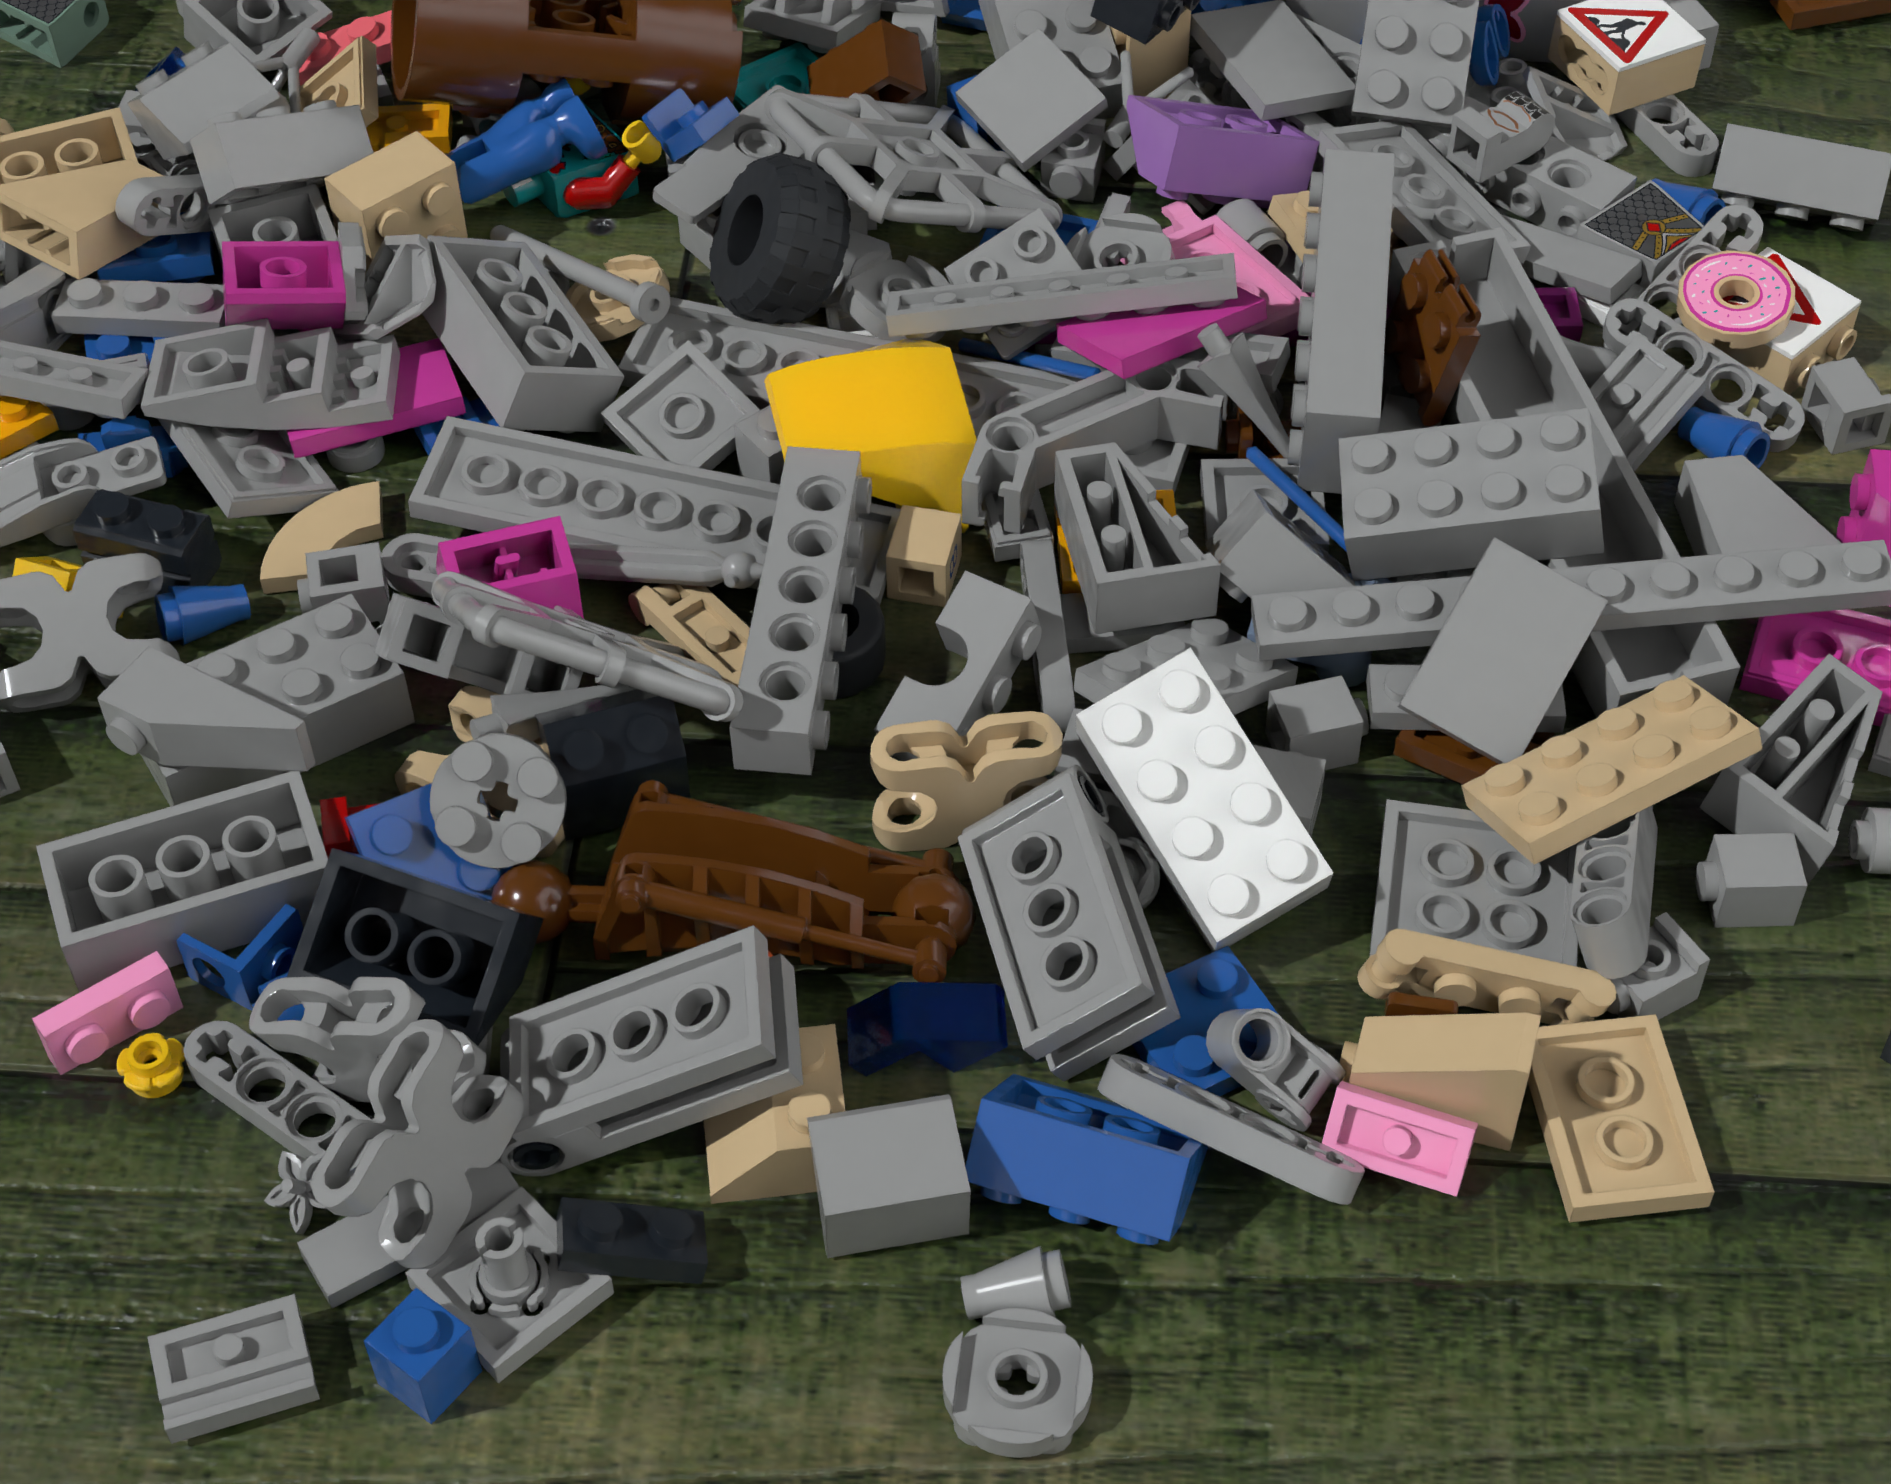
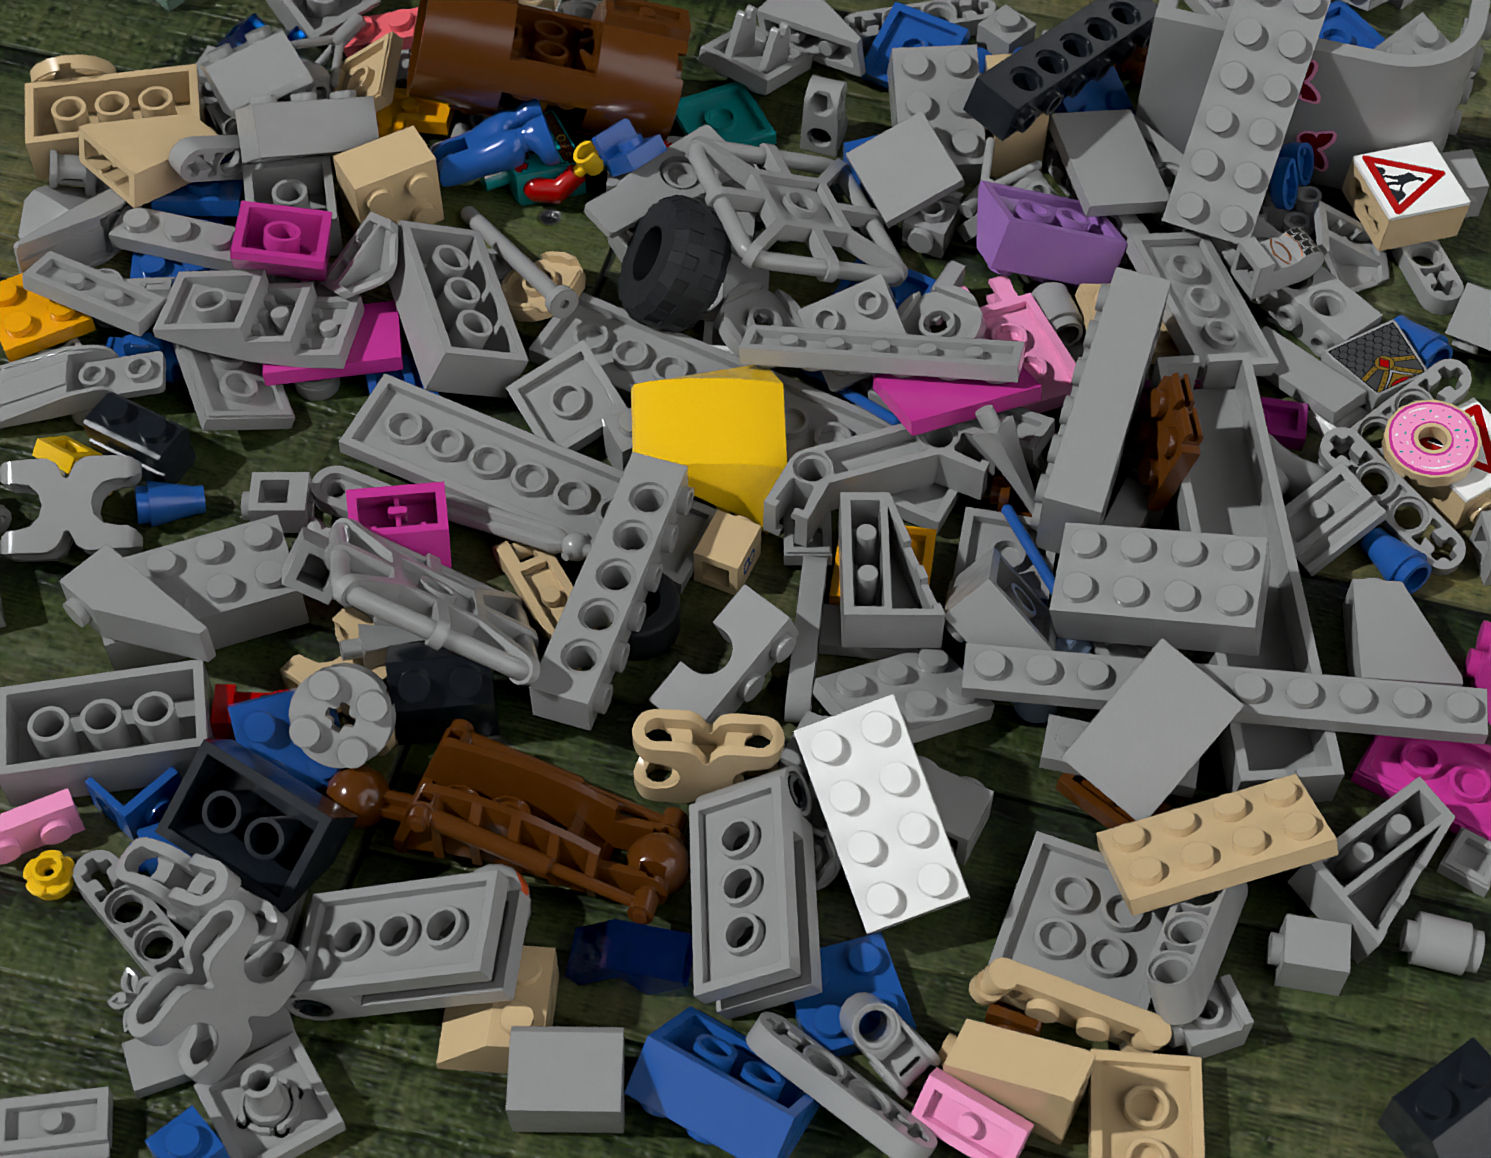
camera: 10 degrees right, 5 degrees up
(329, 523) = (275, 450): tan tile -> none
(354, 269) = (338, 239): light grey tile -> none
(631, 1240) = (365, 1092): black plate -> none
(875, 62) = (787, 119): reddish brown brick -> none
(1317, 721) = (999, 754): light grey brick -> none

